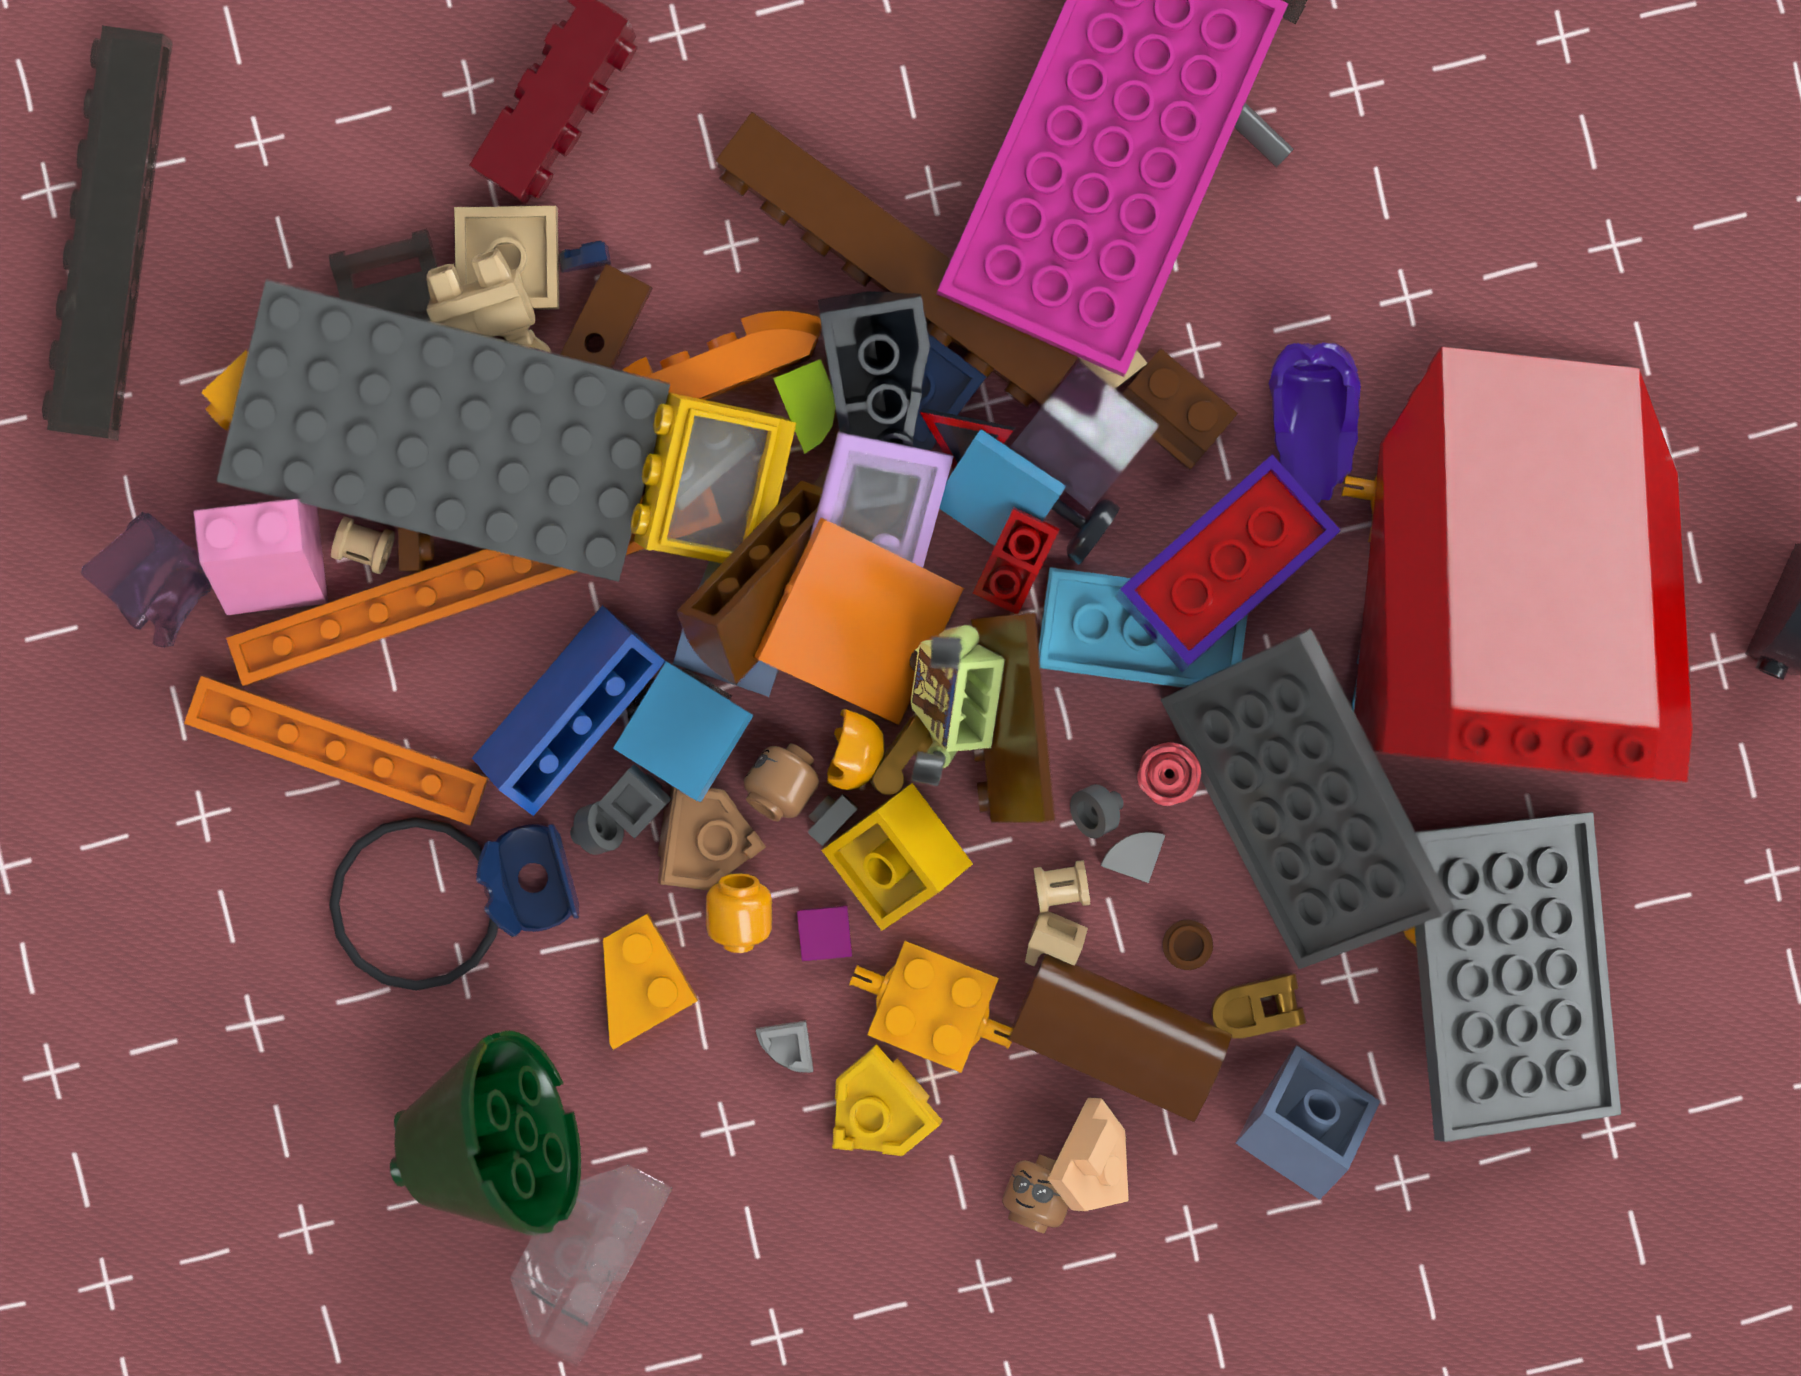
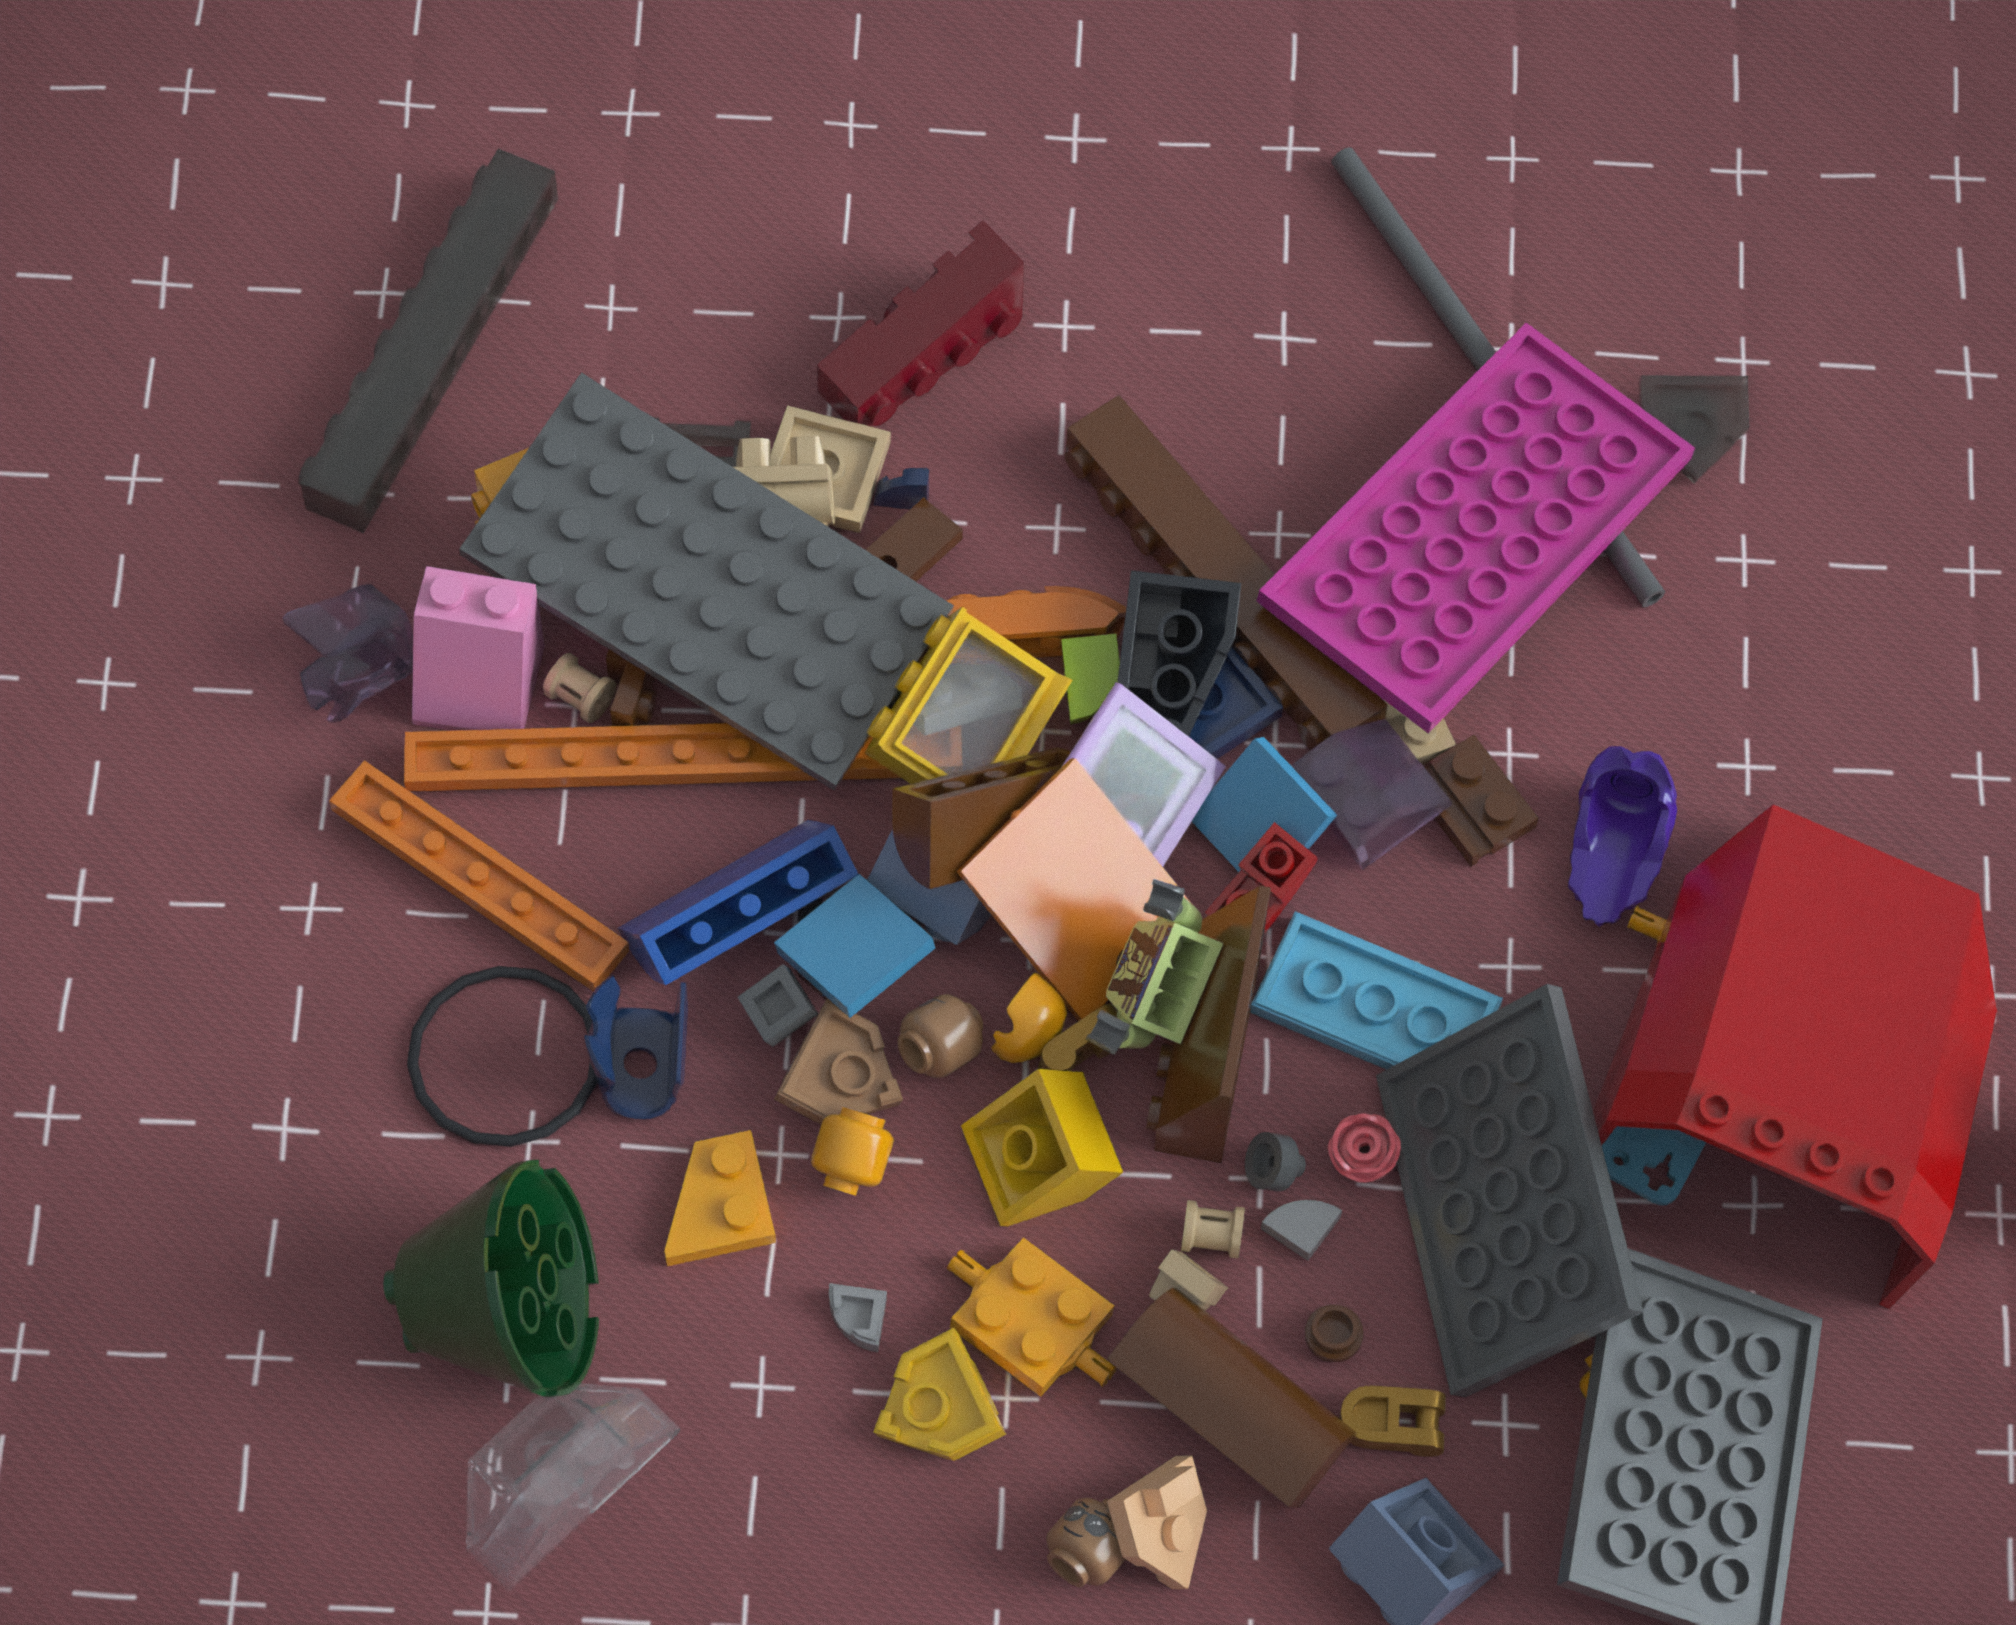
camera: 15 degrees right, 25 degrees down
(596, 830) = (726, 1028): dark grey tile -> none
(824, 933) = (937, 1208): magenta tile -> none
(830, 817) = (981, 1086): dark grey plate -> none
(956, 434) = (1350, 877): black piece -> none
(1227, 563) = (1486, 944): red brick -> none

